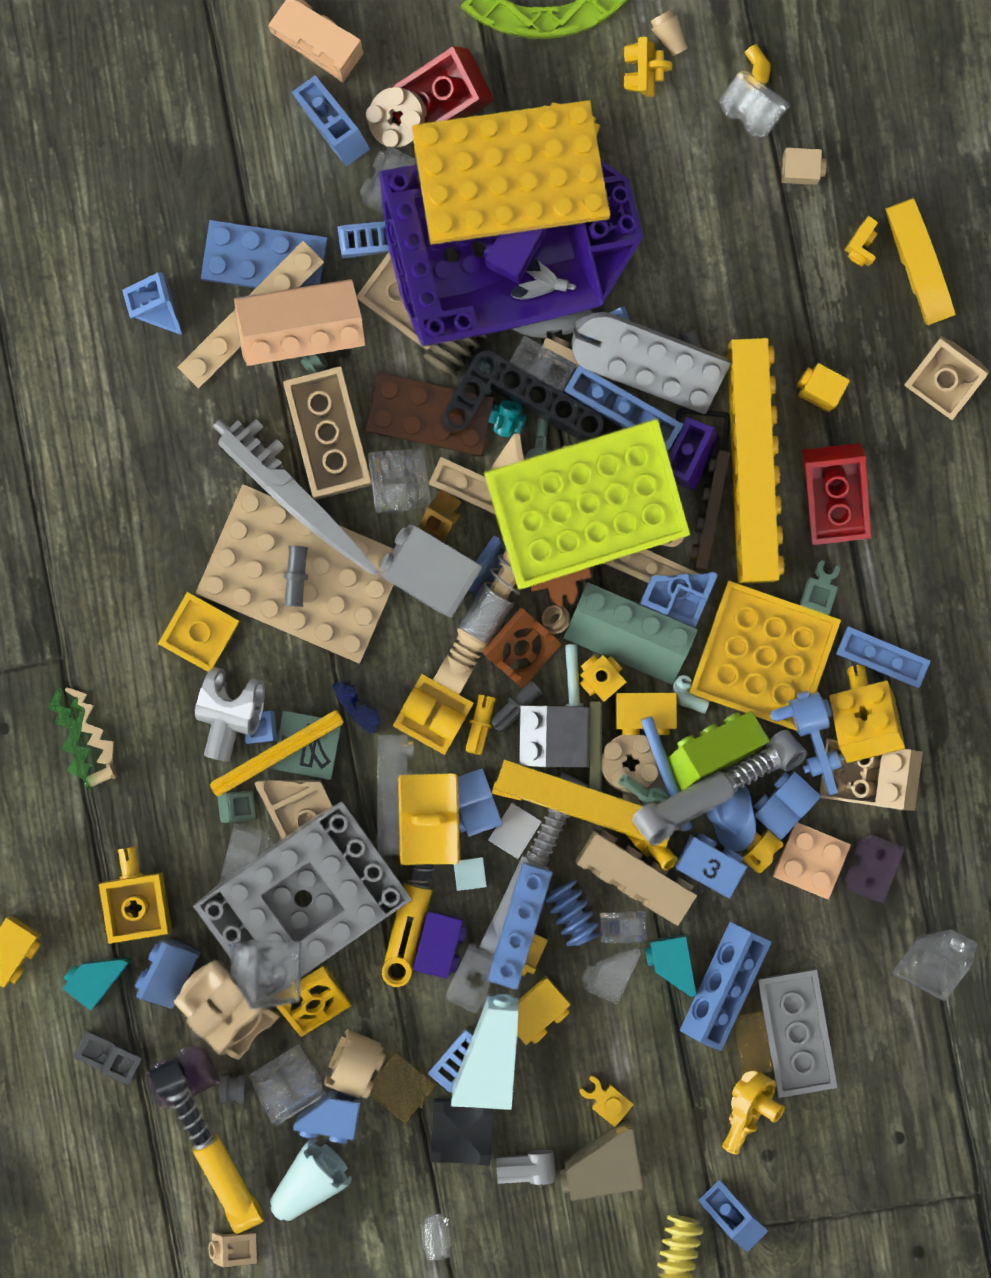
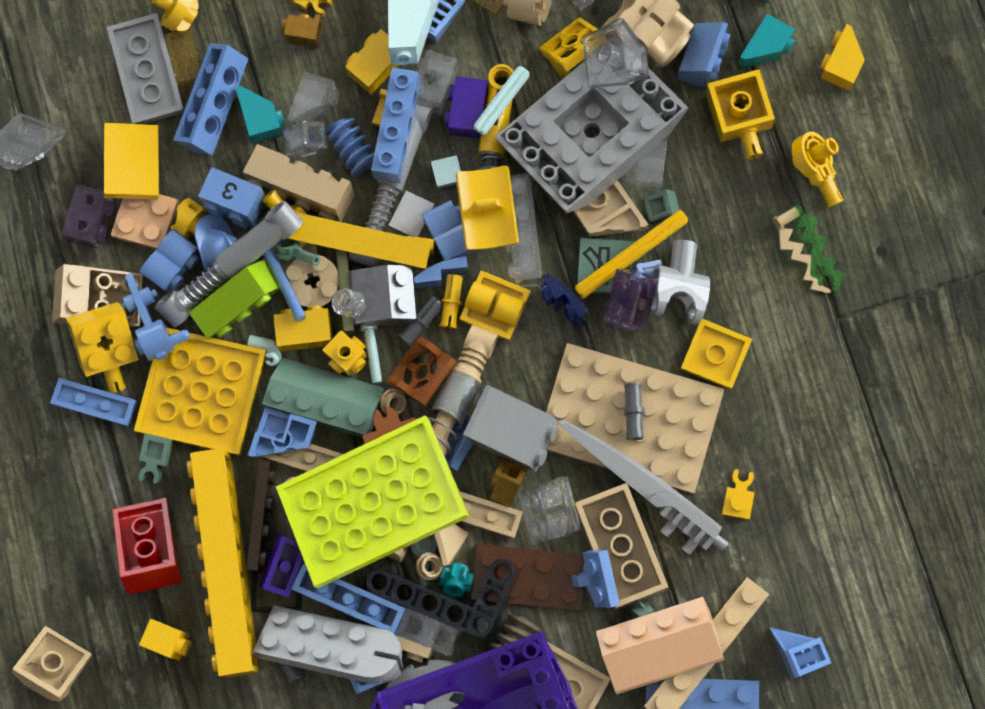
camera: 175 degrees left, 10 degrees down
(59, 831) = (817, 164): none -> yellow pin
(195, 471) = (738, 500): none -> yellow plate
(284, 699) = (630, 299): none -> clear purple brick
(355, 398) = (598, 578): none -> medium blue hinge
(399, 942) = (501, 100): none -> light aqua axle
(496, 755) = (433, 275): none -> medium blue slope
(527, 436) = (436, 563): none -> tan plate
(584, 727) = (355, 306): none -> clear wheel
(615, 1058) = (302, 29): none -> pearl gold brick
(821, 924) = (131, 161): none -> yellow tile

